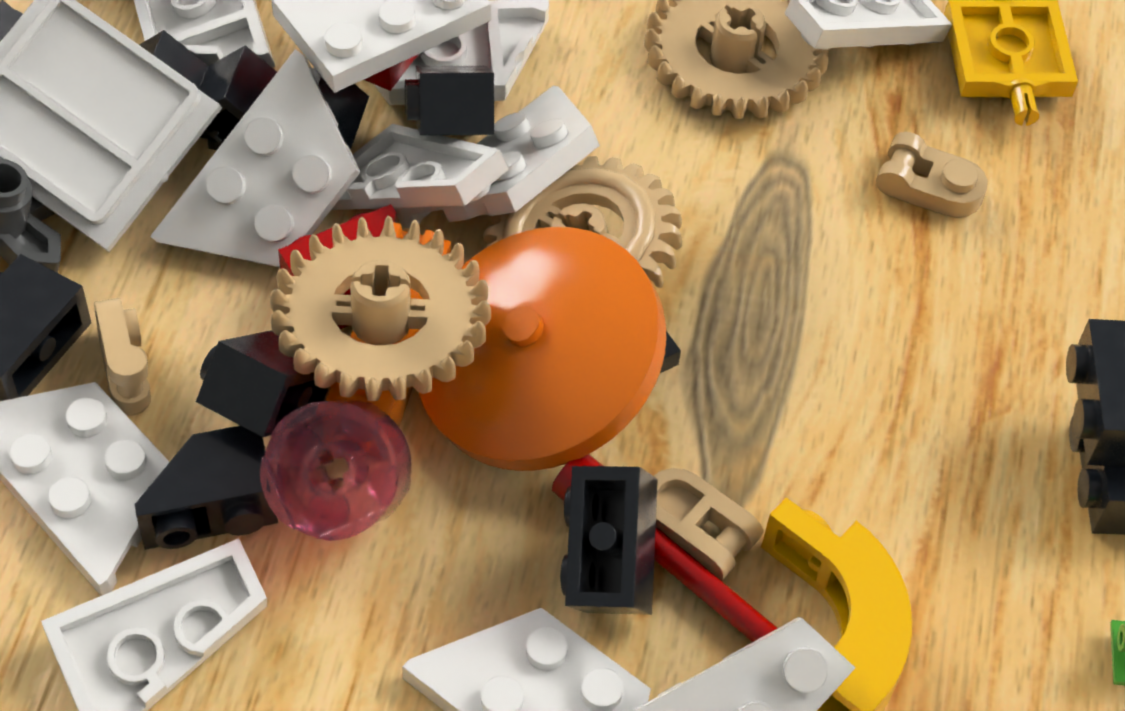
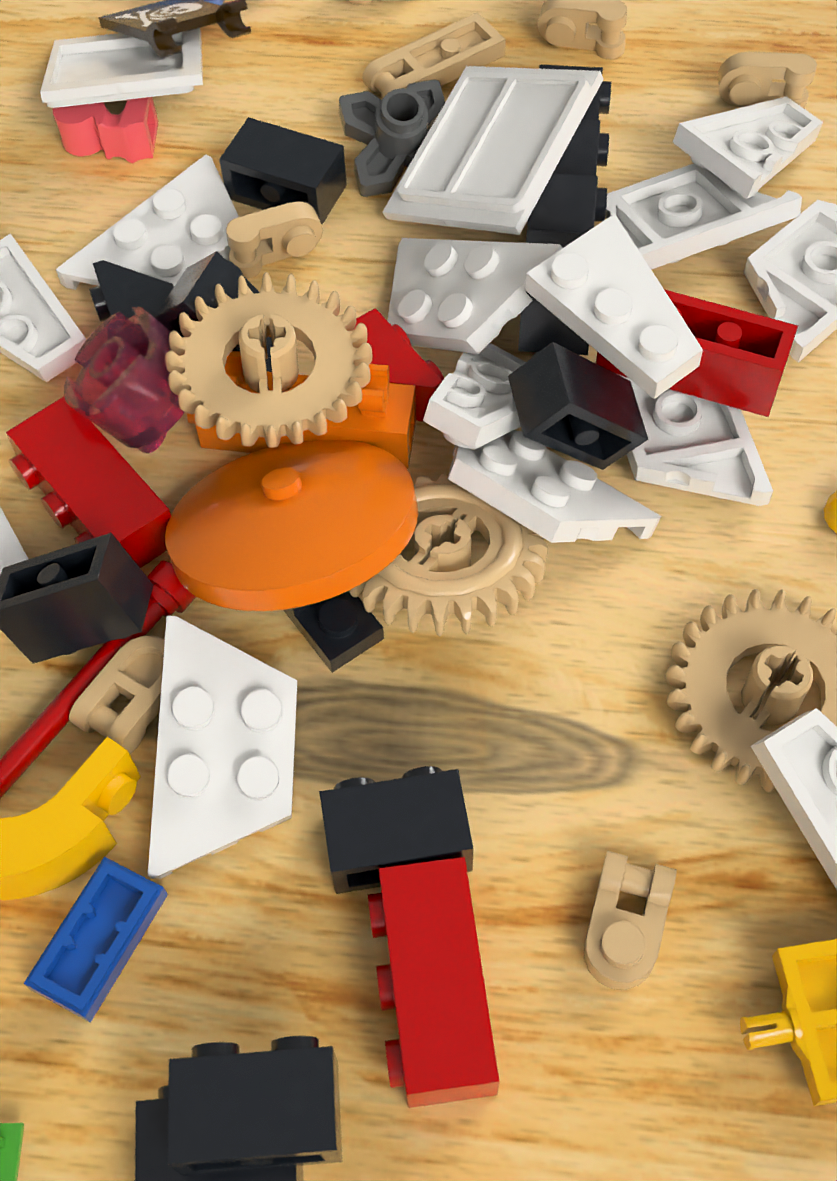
camera: 90 degrees right, 5 degrees up
(445, 546) = (88, 481): none -> red brick
(770, 443) = (219, 748): none -> white wing
(857, 314) = (394, 825): none -> black brick
(950, 555) = (96, 939): none -> blue plate
(989, 300) = (434, 984): none -> red brick

